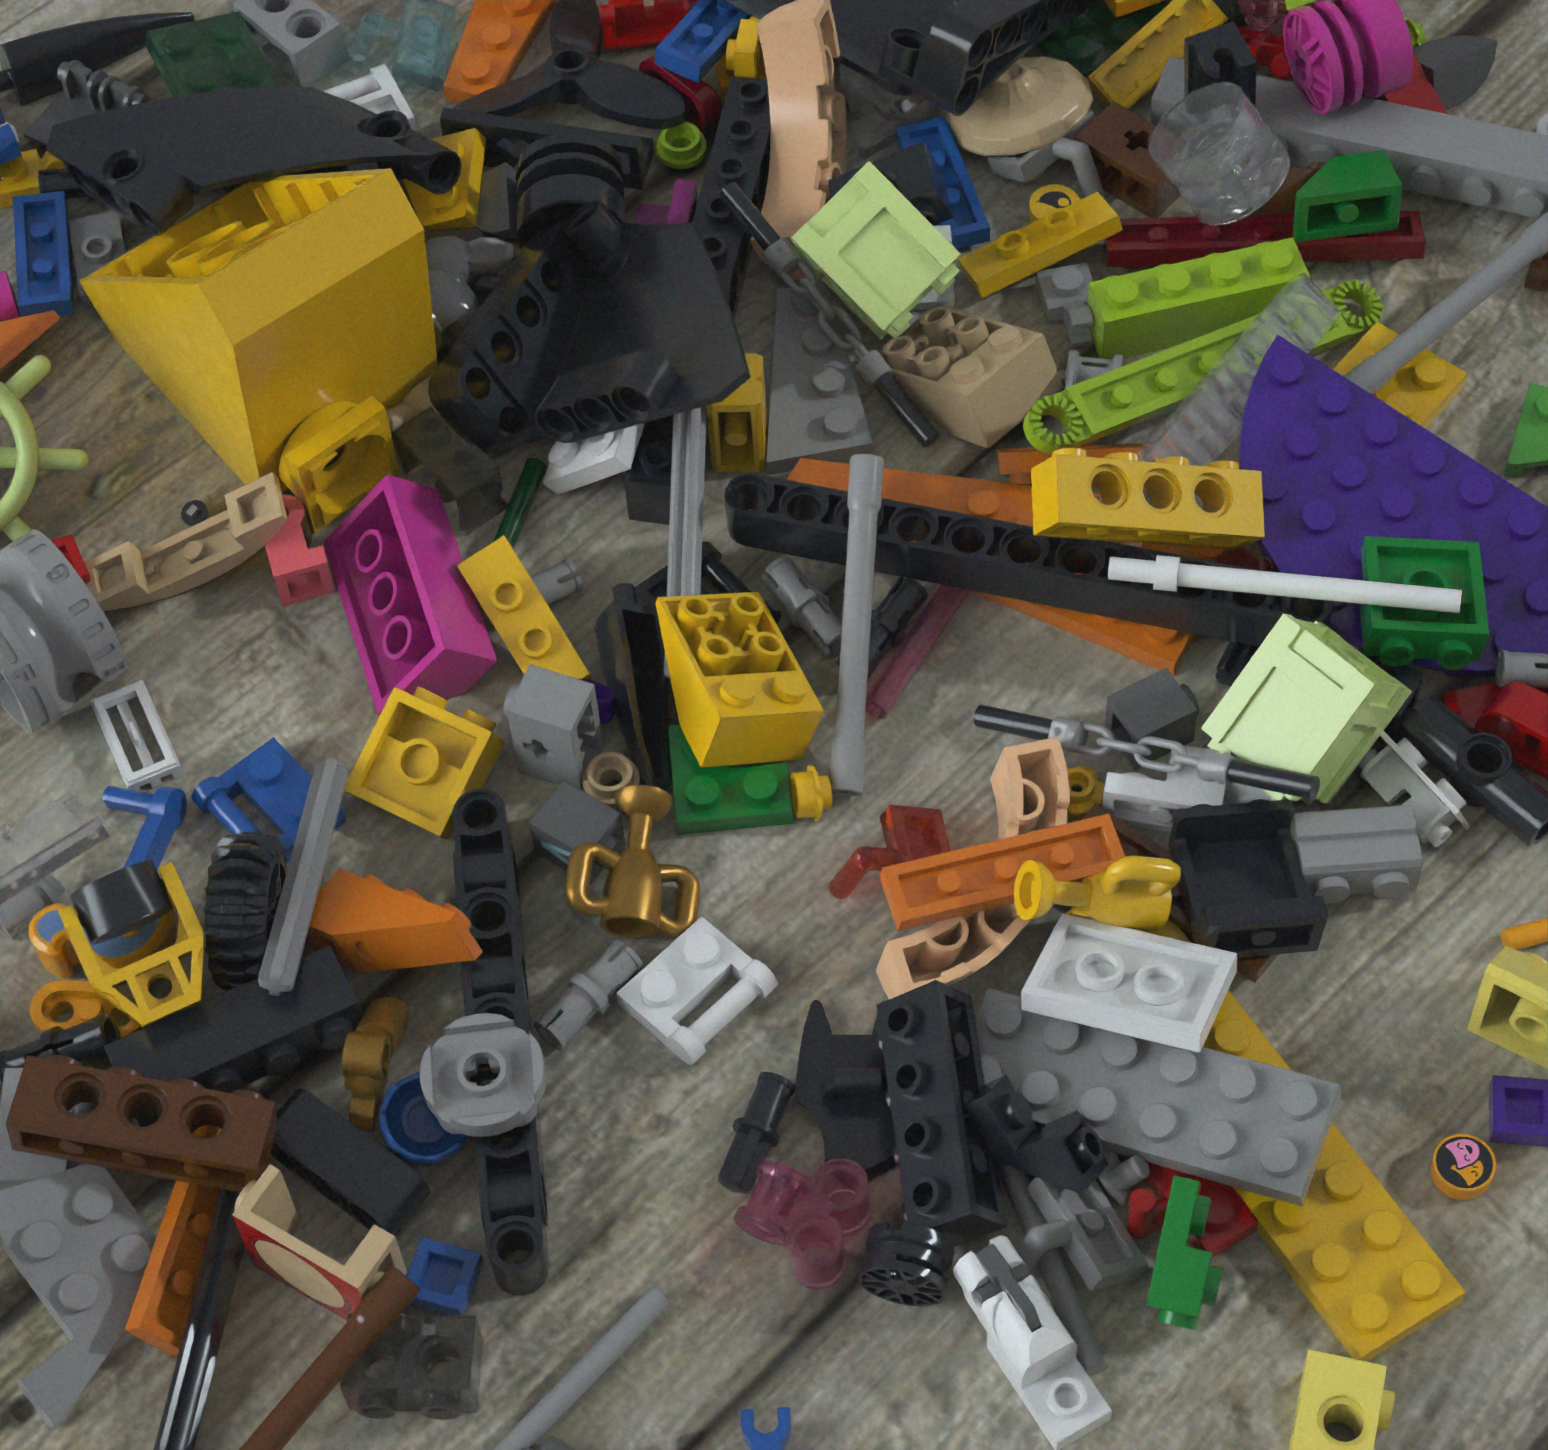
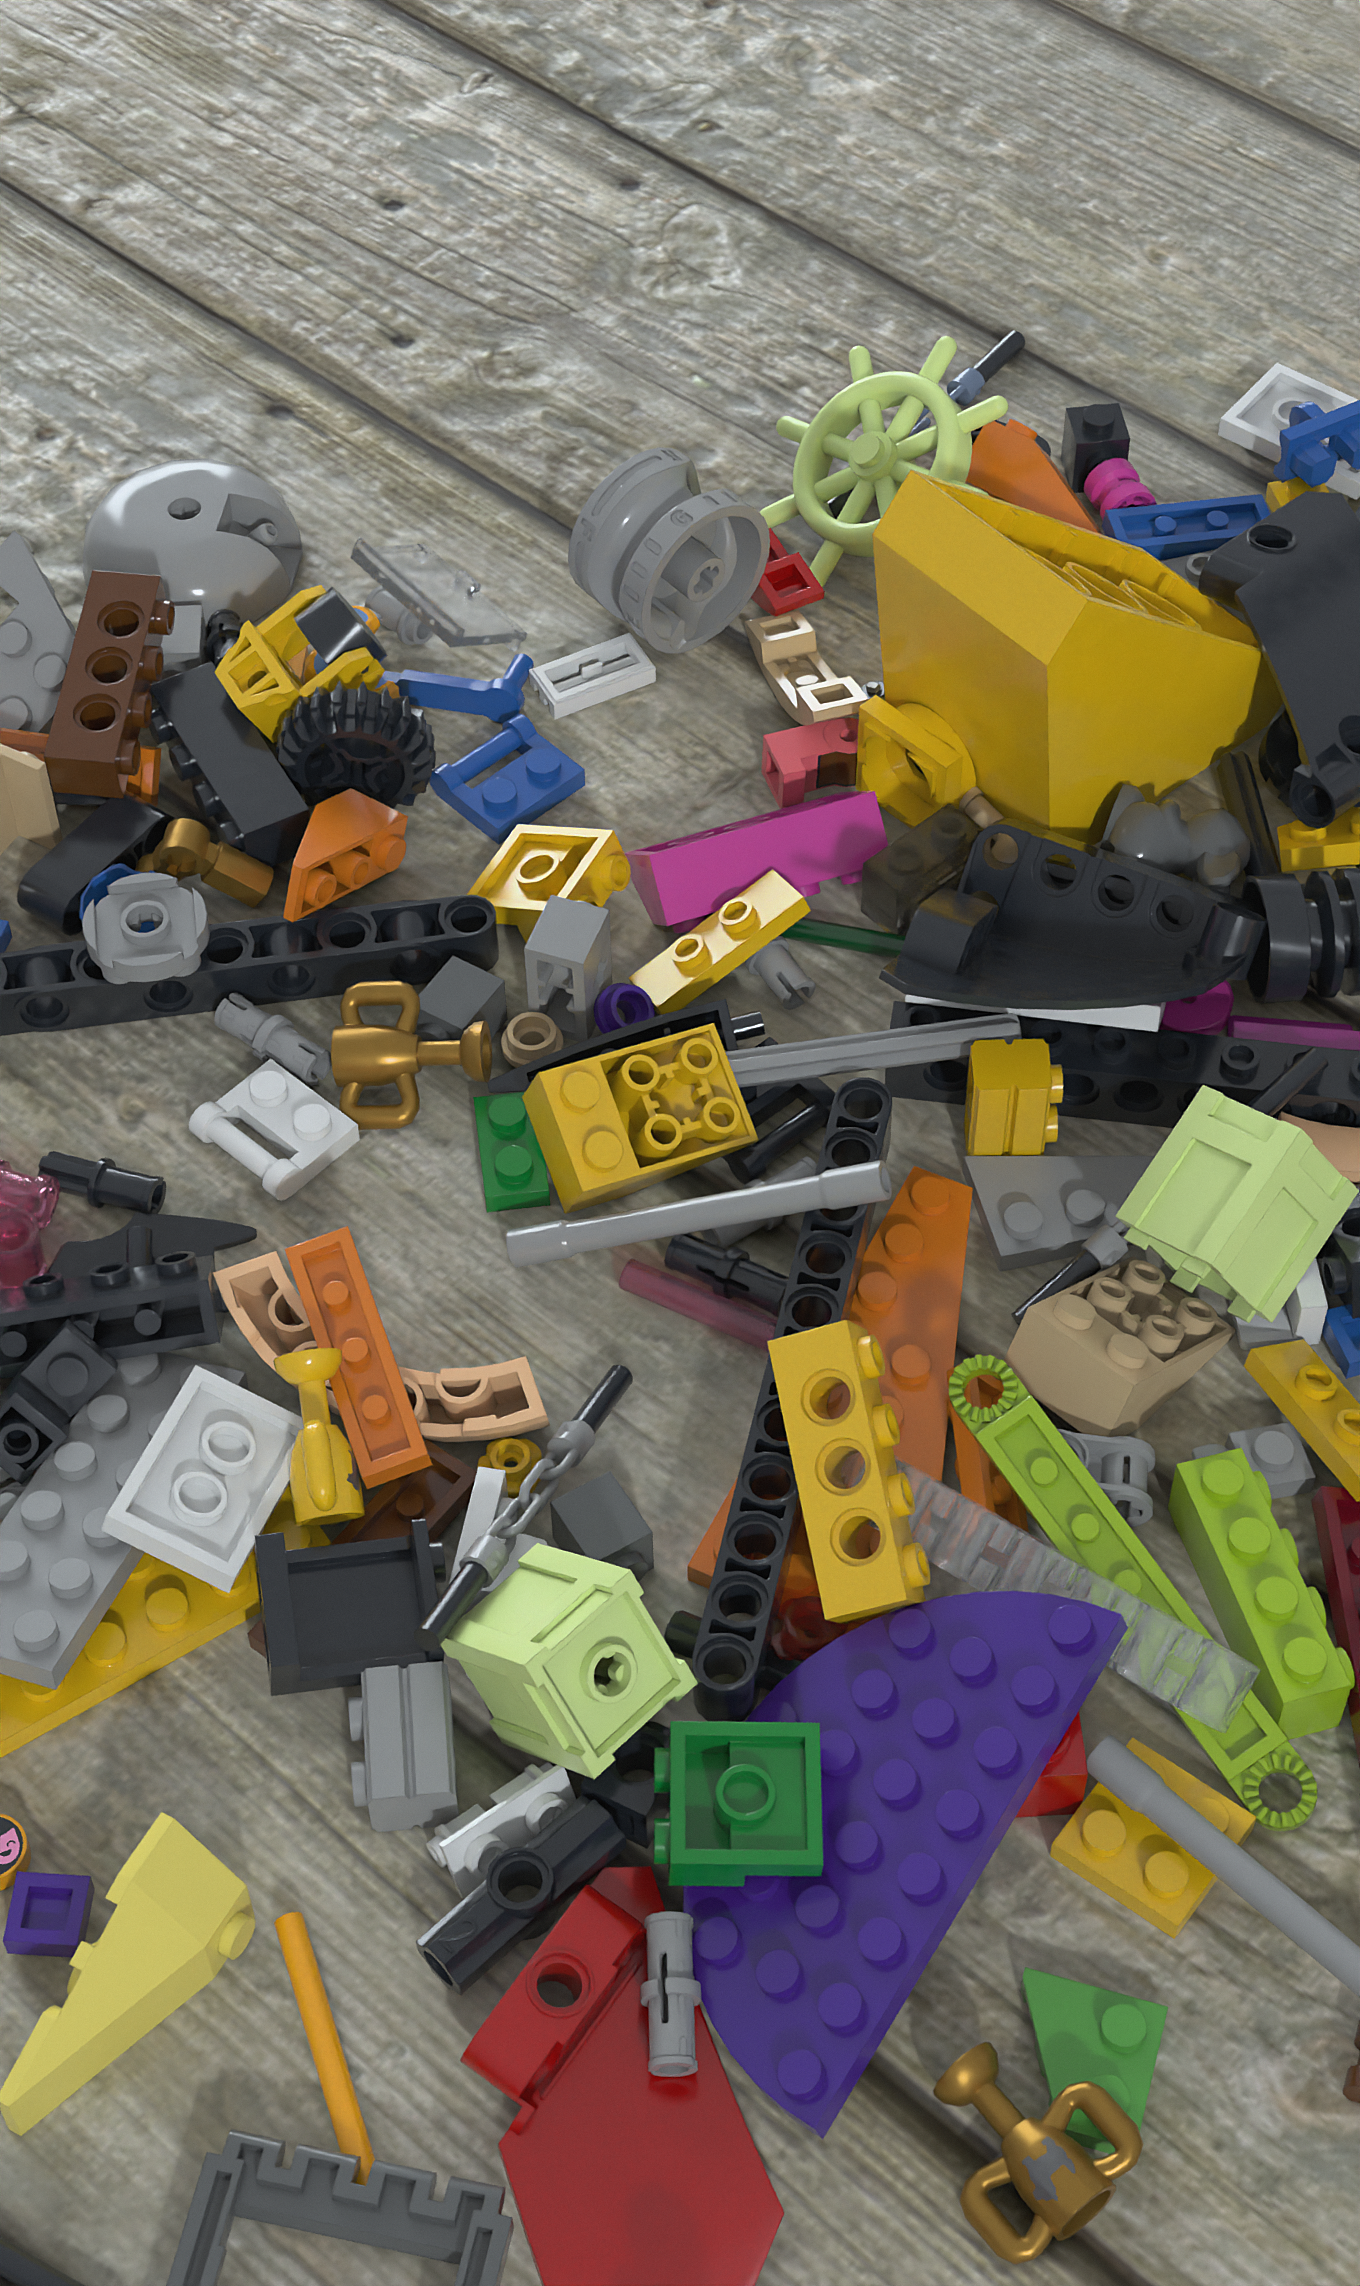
camera: 85 degrees right, 5 degrees down
(303, 878) = (393, 784): light grey axle -> none
(810, 794) = (507, 1209): yellow plate -> none
(908, 836) = (427, 1306): clear red plate -> none
(1169, 573) = (746, 1504): white bar -> none

